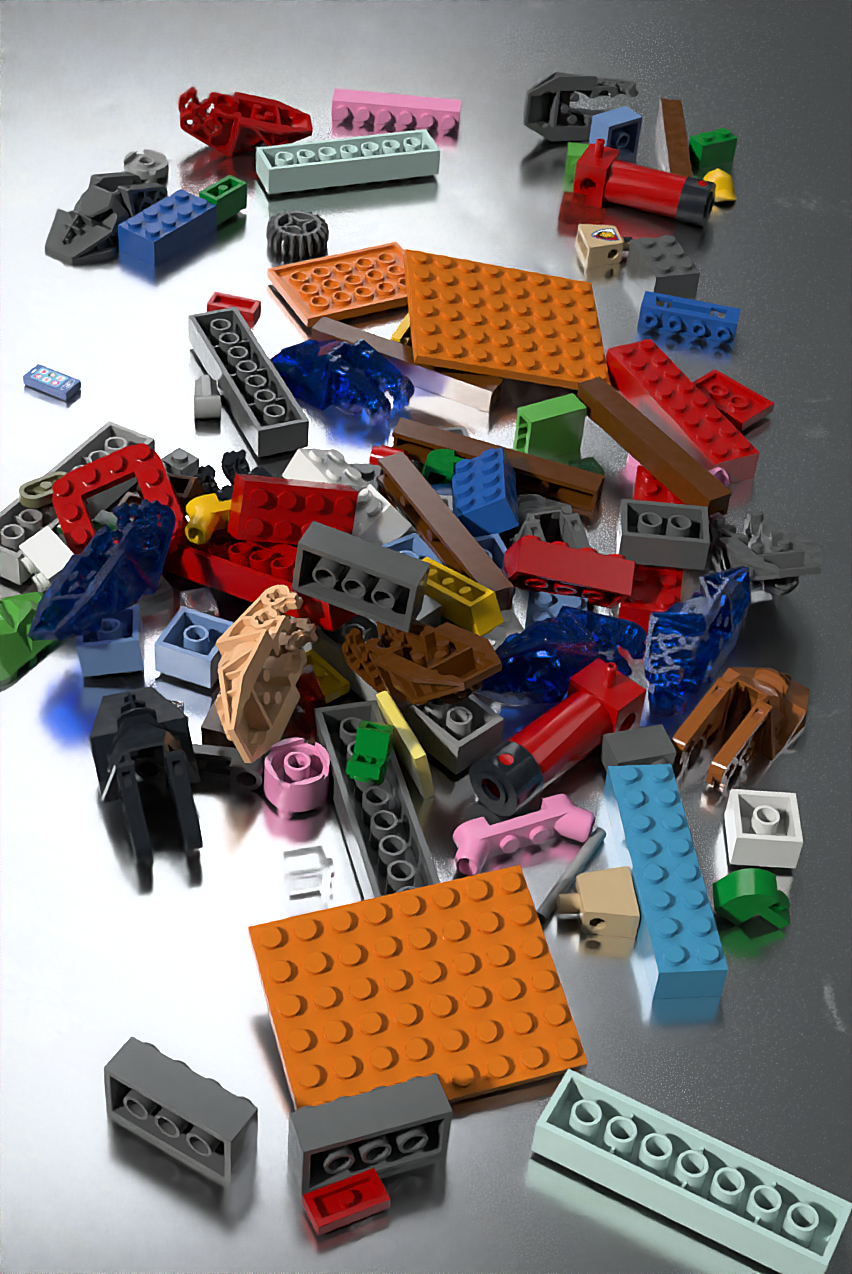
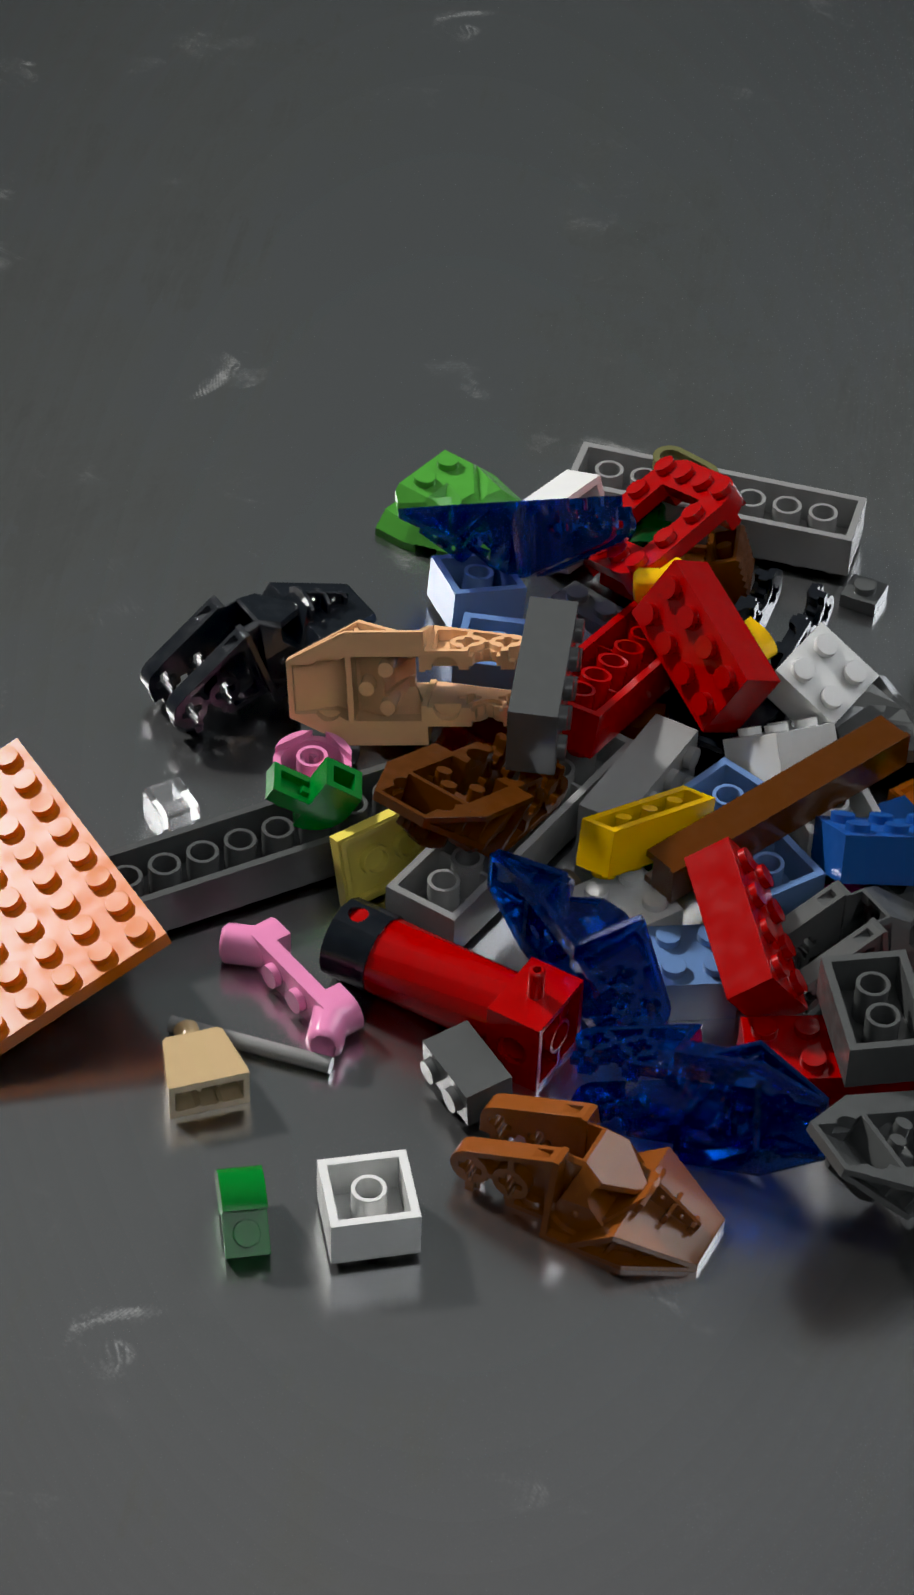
camera: 80 degrees right, 0 degrees up
(676, 917) = (256, 1117): dark azure brick -> none

